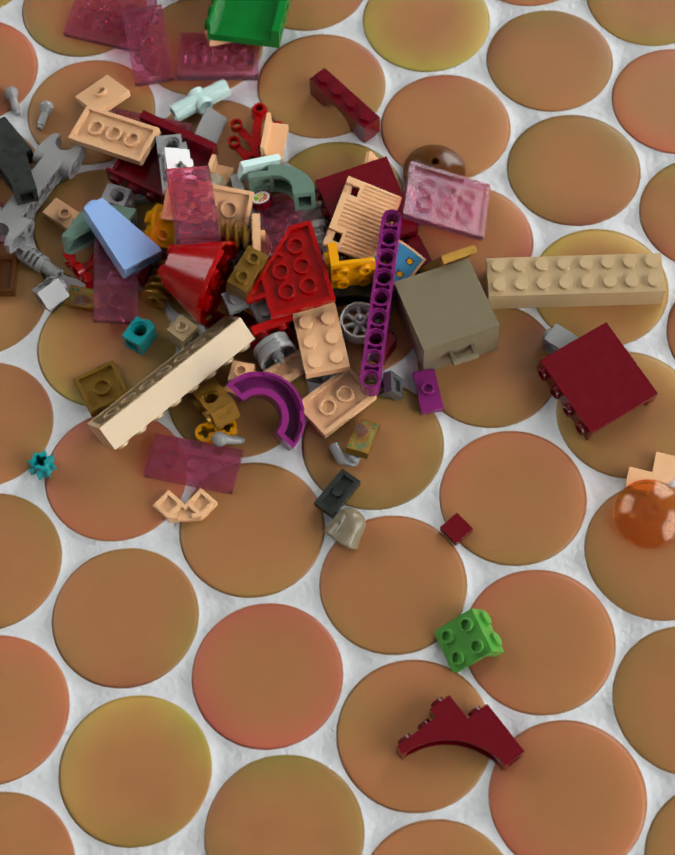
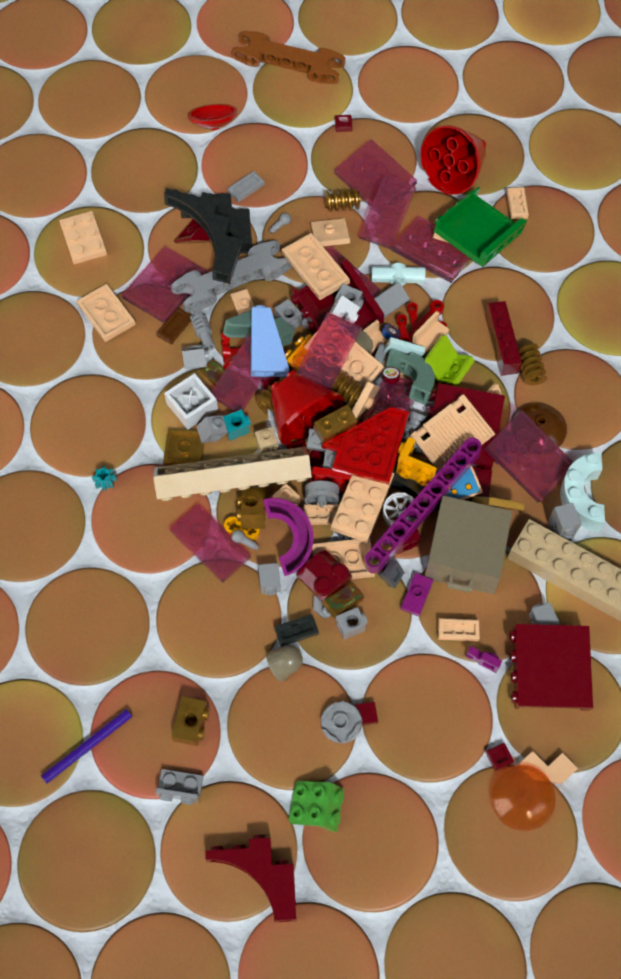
camera: 30 degrees right, 0 degrees up
(11, 94) = (267, 197): light grey piece -> none
(79, 337) = (191, 401): none -> white brick
(91, 56) = (340, 199): none -> pearl gold piece
(120, 352) = (212, 429): none -> light grey brick
(193, 510) = (186, 577): light nougat tile -> none
(208, 729) = (86, 746): none -> dark purple piece
(231, 160) = (390, 331): none -> tile
(277, 461) = (269, 579): none -> light grey brick
(296, 654) = (190, 709): none -> pearl gold brick
(313, 159) = (446, 364): none -> lime bracket
(327, 707) = (179, 786): none -> light grey bracket
(329, 425) = (324, 575): none -> dark red slope
(385, 463) = (346, 630): none -> light grey brick
(390, 117) = (532, 365): none -> pearl gold piece
(439, 550) = (341, 722): none -> light grey tile
(488, 399) = (458, 629): none -> light nougat plate
(510, 214) = (572, 490): none -> light aqua brick
(519, 240) = (564, 521): none -> light grey brick
(533, 411) = (487, 660): none -> magenta plate
(603, 491) = (499, 756): none -> dark red tile

